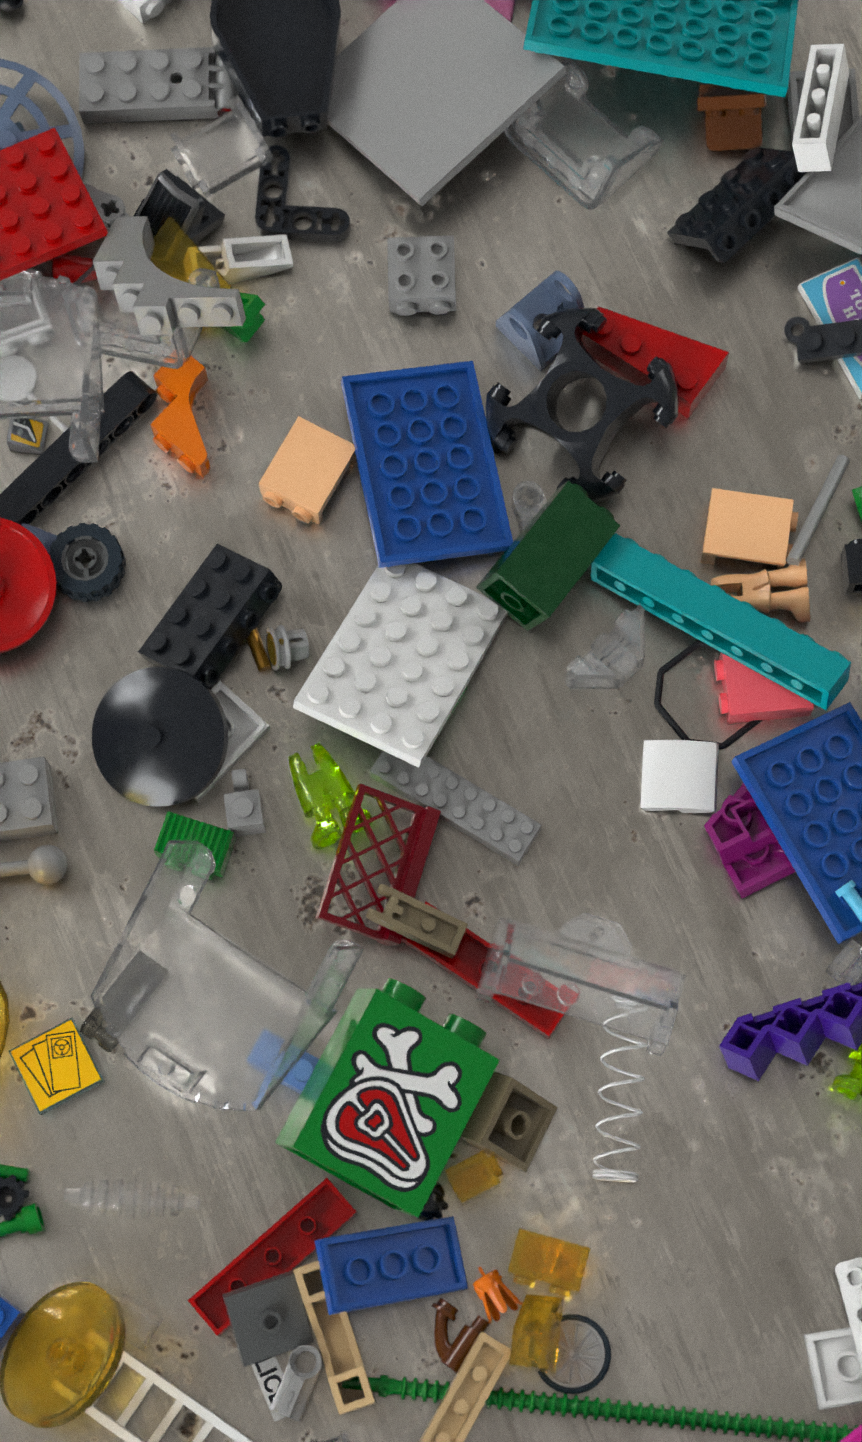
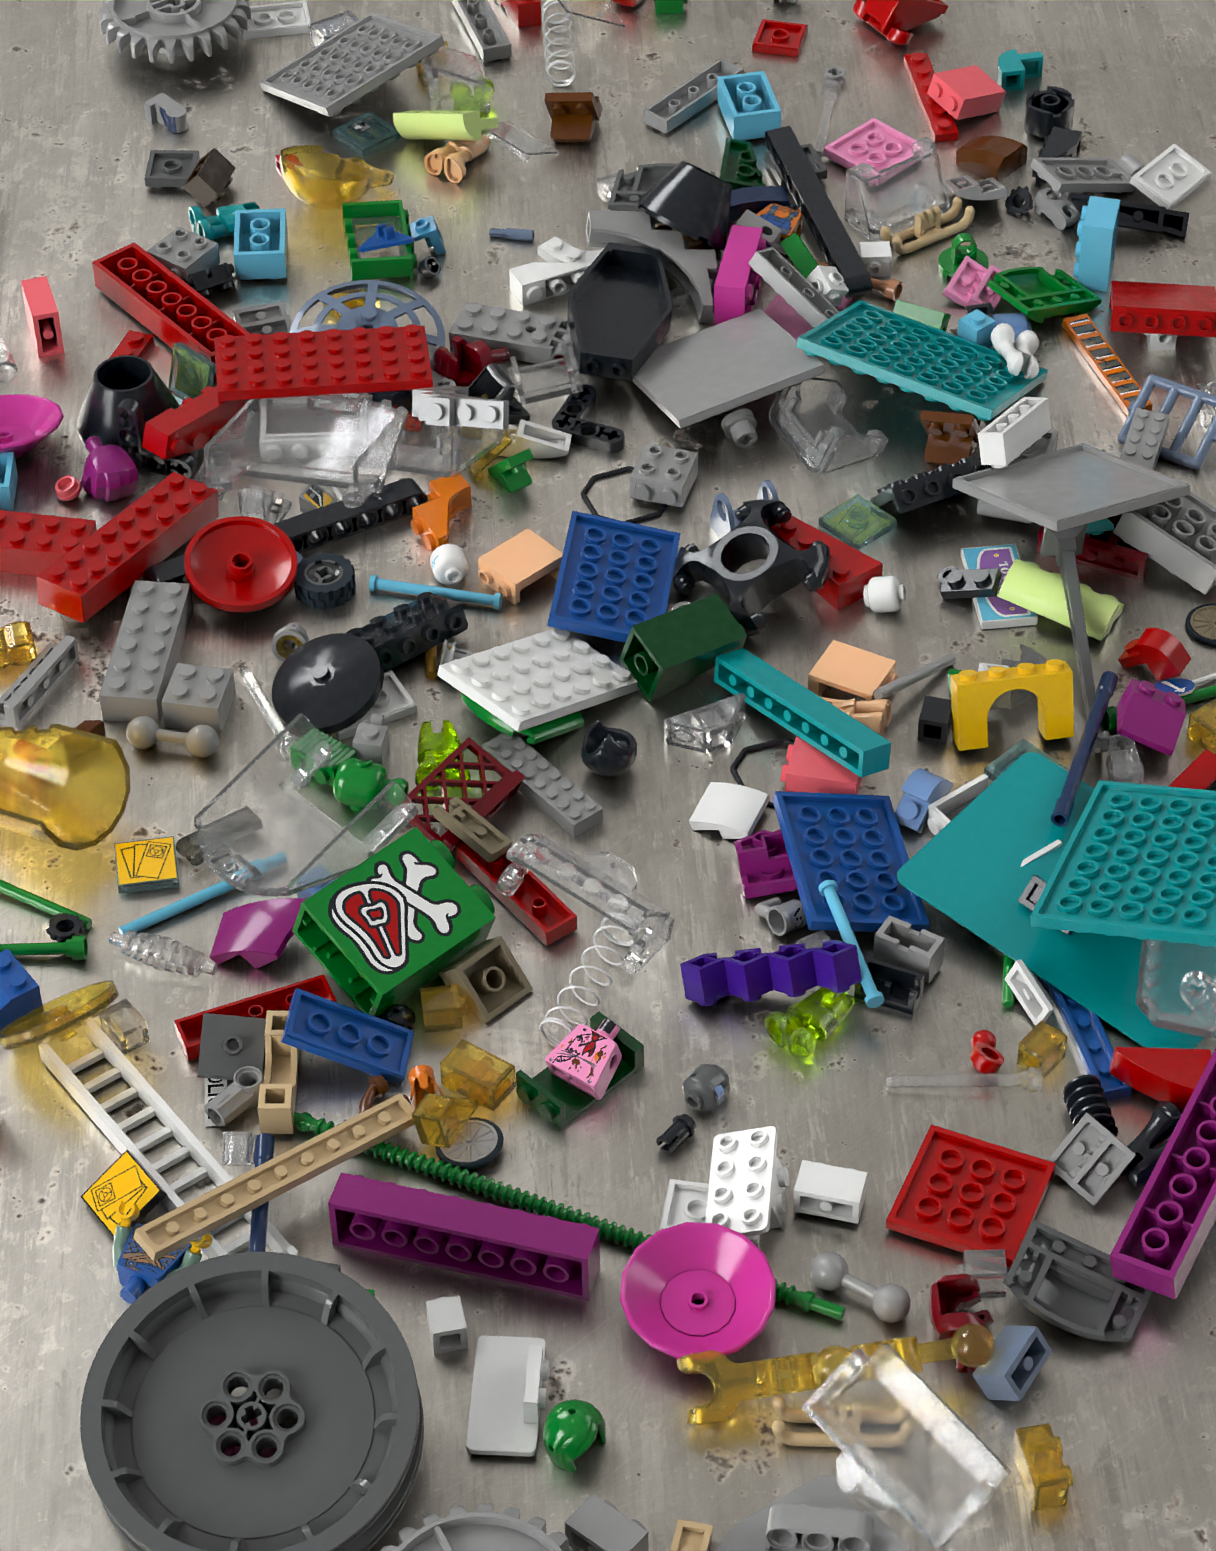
camera: 15 degrees right, 30 degrees down
(88, 680) = (286, 638): none -> light grey piece
(110, 1128) = (176, 907): none -> medium azure bar
(122, 157) = (467, 360): none -> dark red piece
(144, 833) = (261, 699): none -> clear piece
(222, 538) = (453, 594): none -> medium azure bar
(223, 493) = (449, 564): none -> white head
(223, 1140) = (256, 931): none -> magenta slope
(262, 876) = (361, 781): none -> green piece
(371, 354) = (608, 474): none -> black piece
(484, 168) = (740, 427): none -> light grey piece
(518, 738) = (608, 750): none -> black piece
(655, 1218) = (562, 1101): none -> dark green panel
(664, 1209) = (587, 1058): none -> bright pink torso
(665, 273) = (857, 522): none -> clear light blue tile
(739, 387) = (884, 594): none -> white head
(789, 1268) = (682, 1127): none -> black pin
(799, 1196) = (706, 1087): none -> dark grey head
(800, 920) = (782, 917): none -> light grey piece

